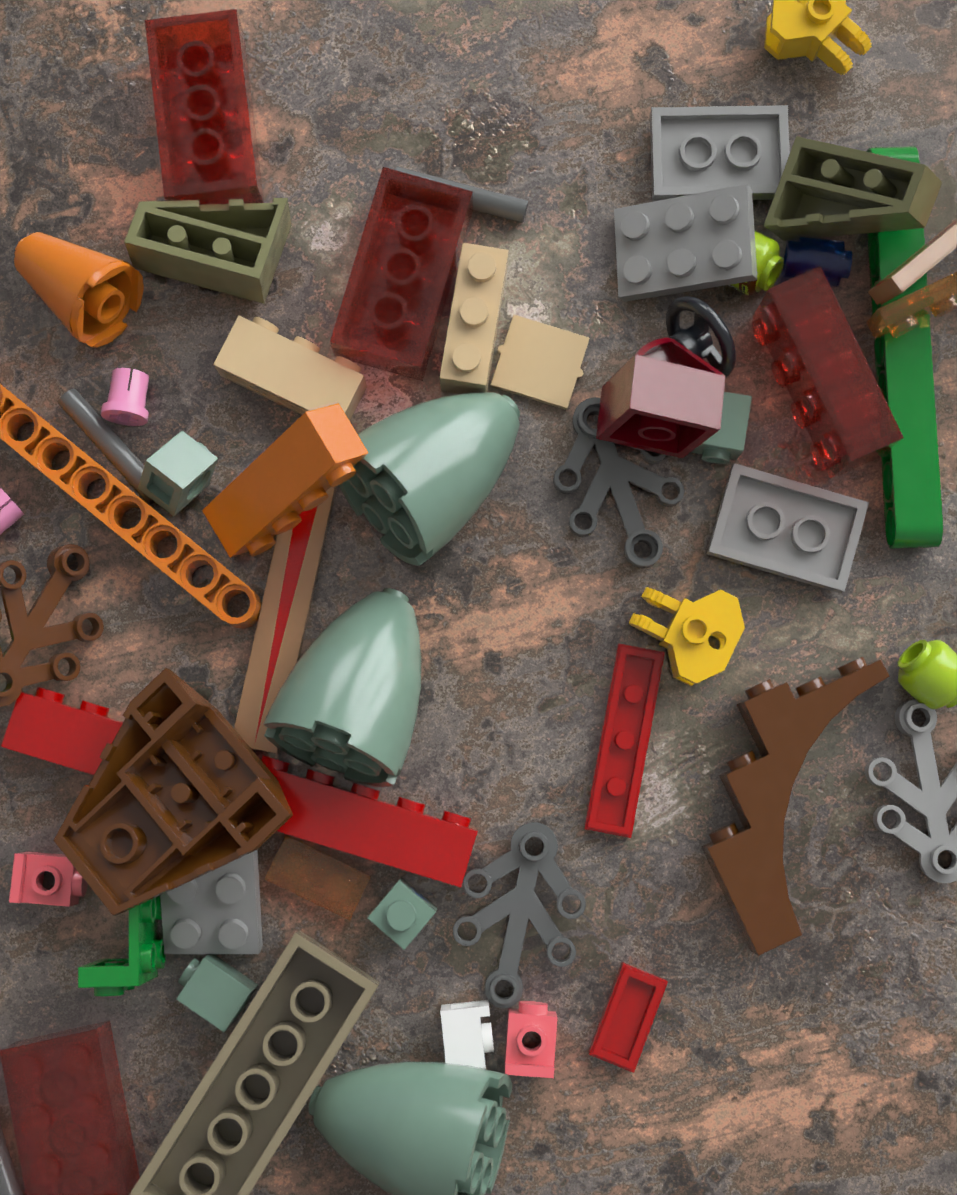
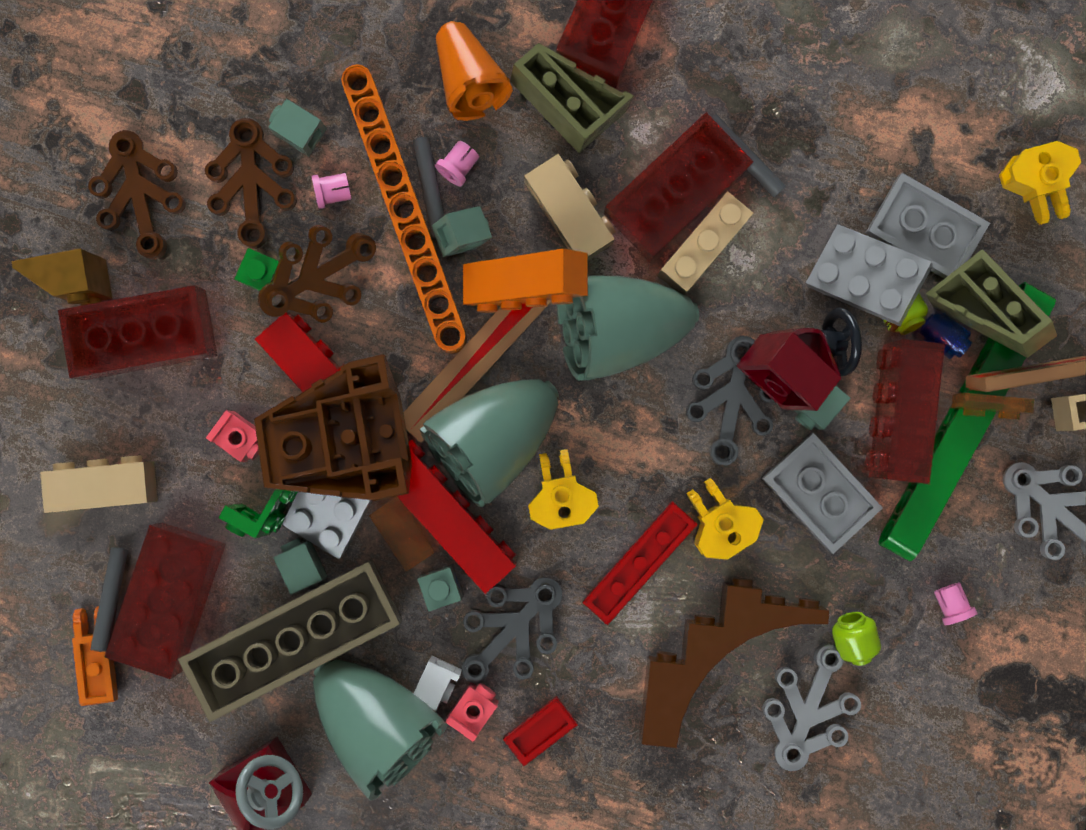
camera: 30 degrees right, 5 degrees up
(479, 711) = (561, 493): none -> yellow hinge
(540, 362) = (731, 294): tan piece -> none

